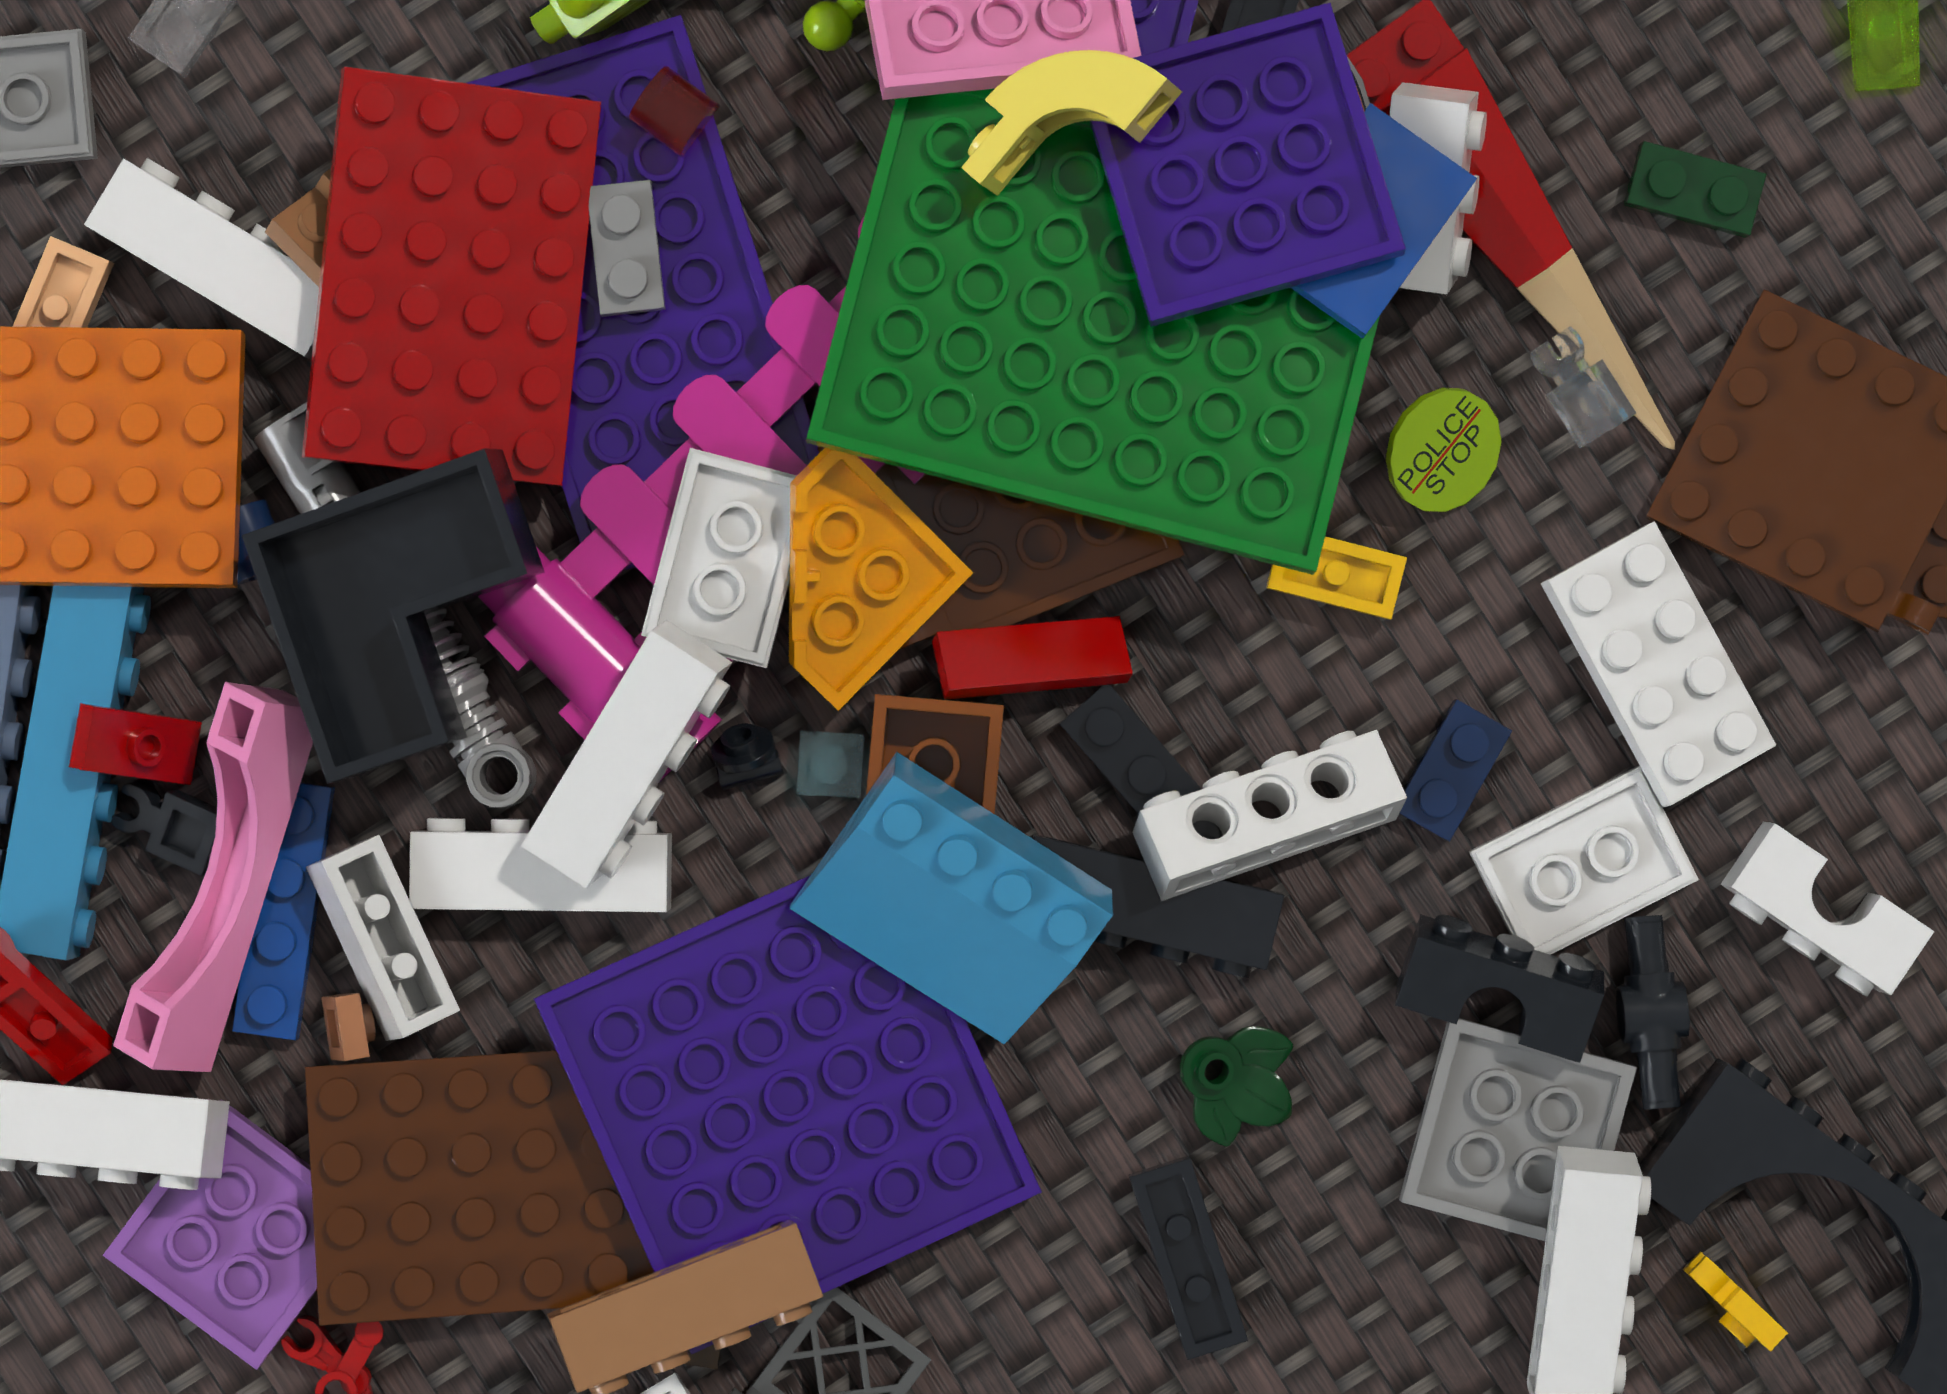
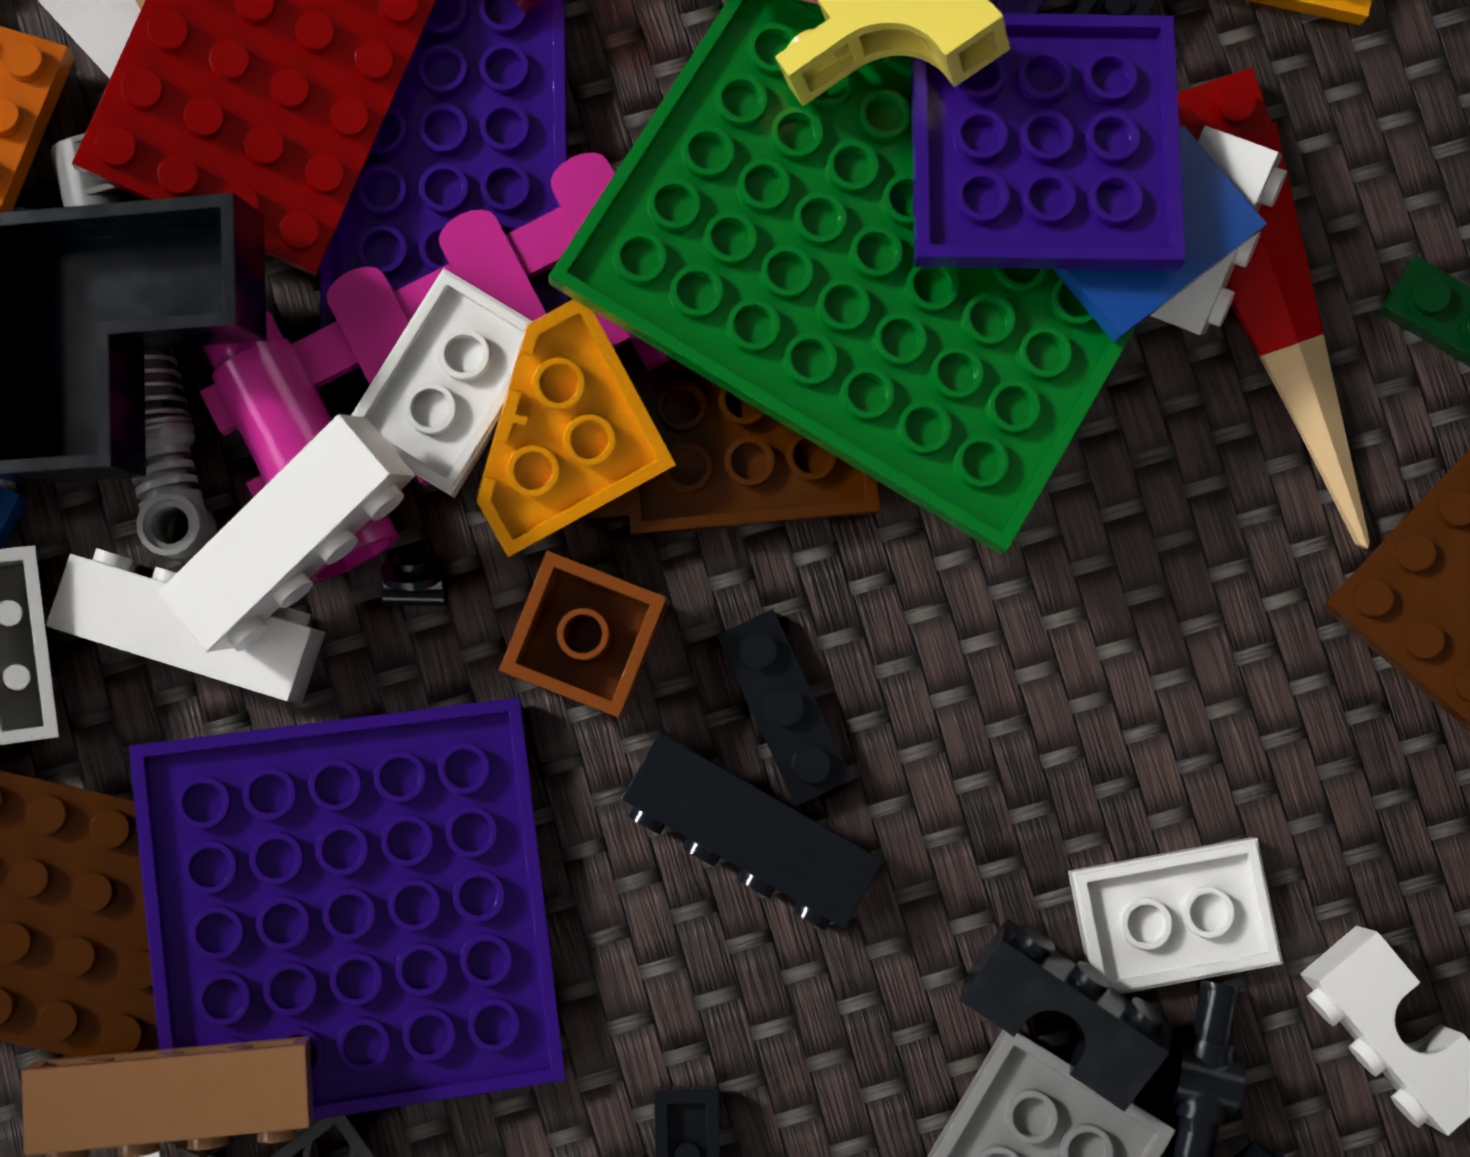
camera: 20 degrees right, 5 degrees down
(626, 248) = (445, 77): light grey plate -> none
(830, 764) = (489, 609): clear light blue plate -> none
(954, 900) = (563, 770): dark azure slope -> none
(1032, 657) = (707, 563): red tile -> none
(1187, 861) = (797, 799): white brick -> none
(1247, 1084) = (792, 1035): dark green plate -> none
(1346, 578) = (1023, 576): yellow plate -> none
(1443, 449) = (1152, 483): lime piece -> none
(1453, 769) = (1074, 788): dark blue plate -> none
(1586, 396) = (1301, 474): clear plate -> none
(1658, 664) = (1300, 747): white plate -> none

